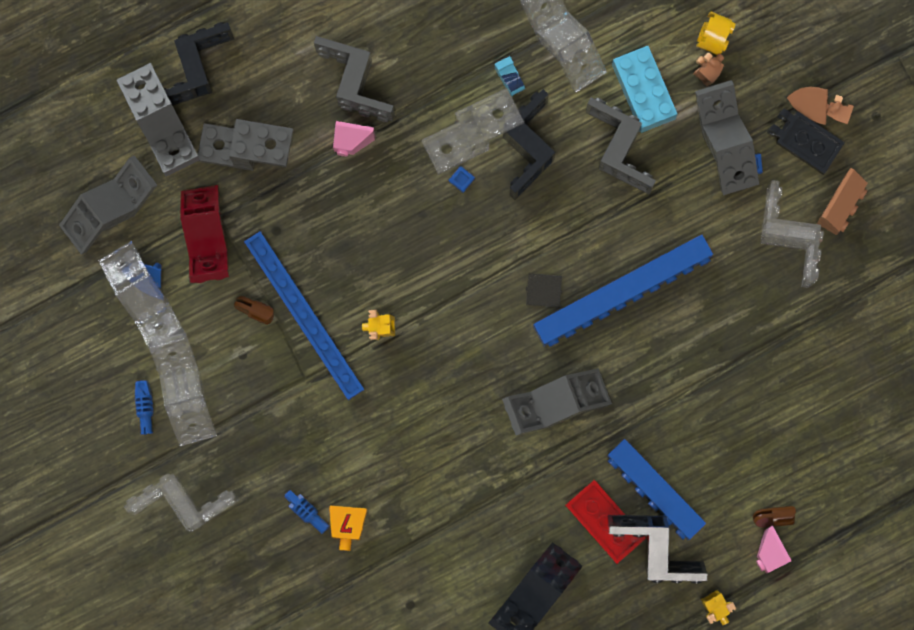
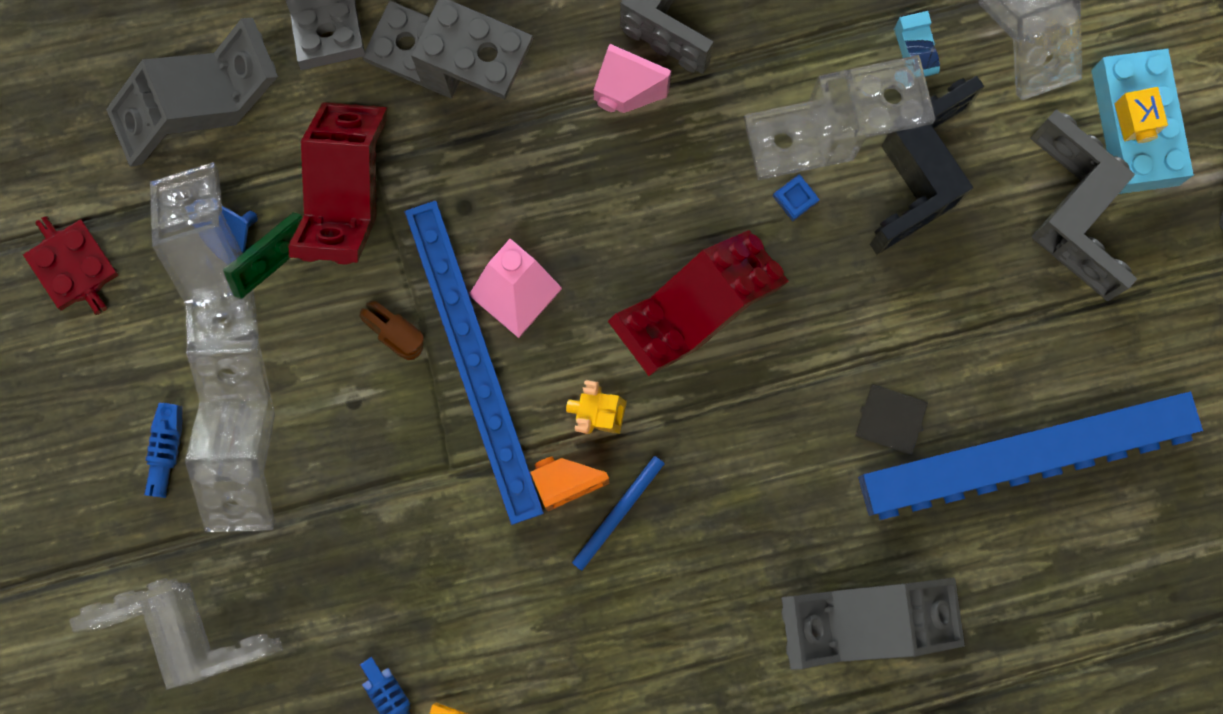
camera: 10 degrees right, 0 degrees up
(63, 318) = (70, 265): none -> dark red plate
(174, 286) = (261, 258): none -> dark green tile
(316, 269) = (514, 288): none -> bright pink slope
(372, 368) = (565, 481): none -> orange slope
(405, 379) = (618, 513): none -> blue bar
(421, 251) = (698, 301): none -> dark red bracket
(638, 89) = (1141, 115): none -> yellow brick

